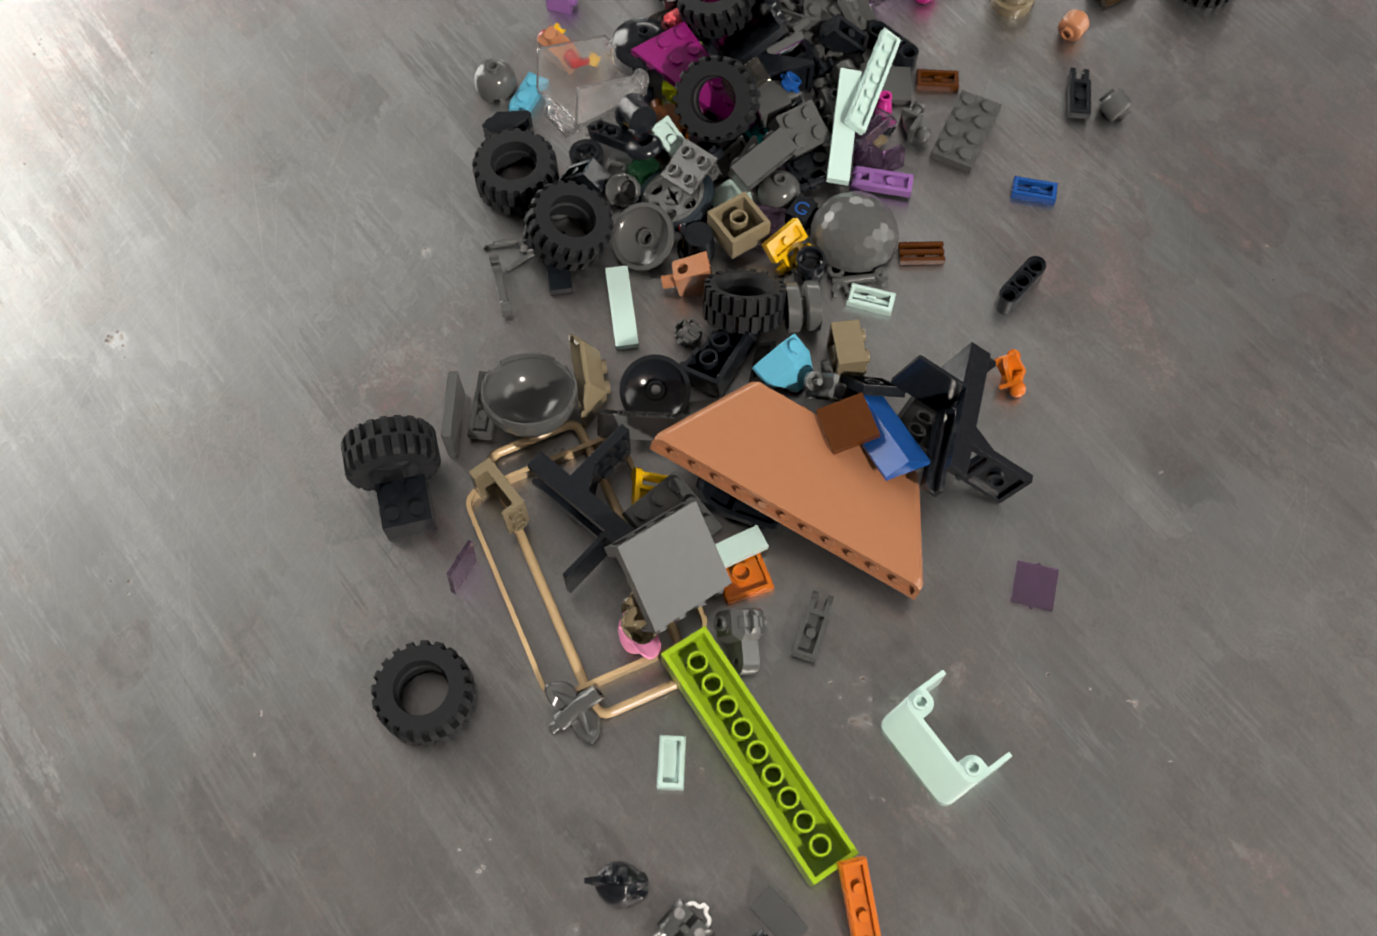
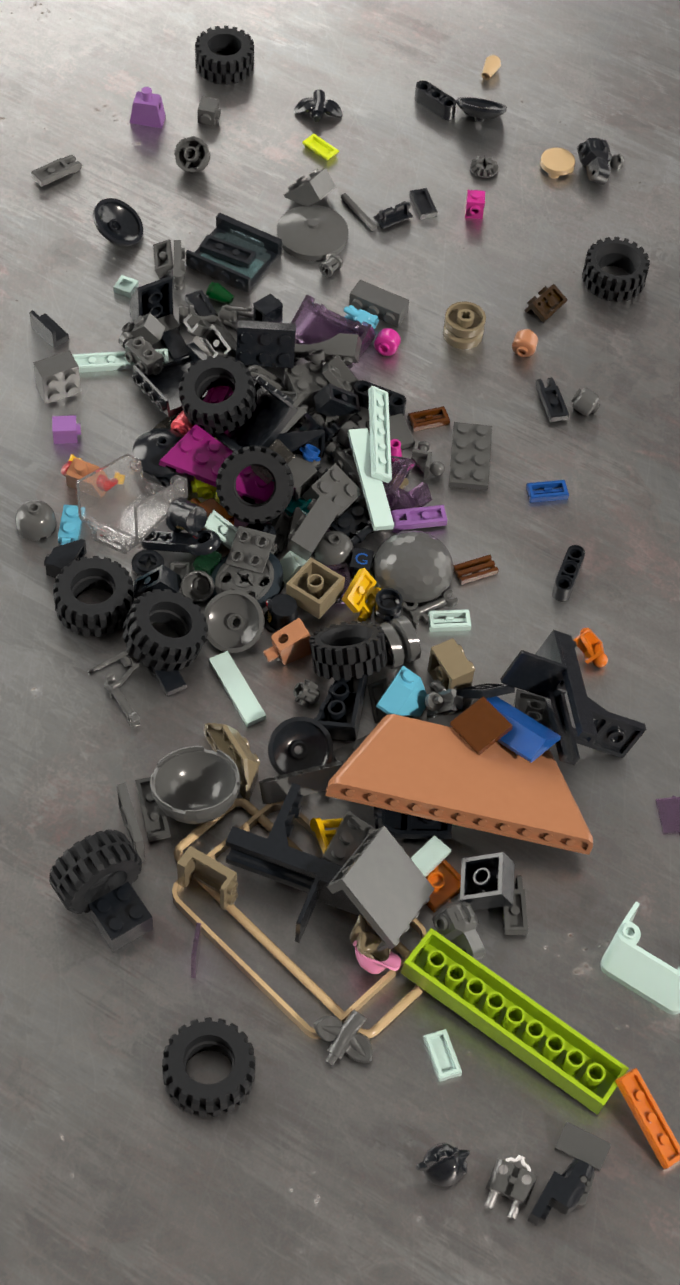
camera: 25 degrees left, 10 degrees down
(791, 593) = (487, 881): none -> black brick

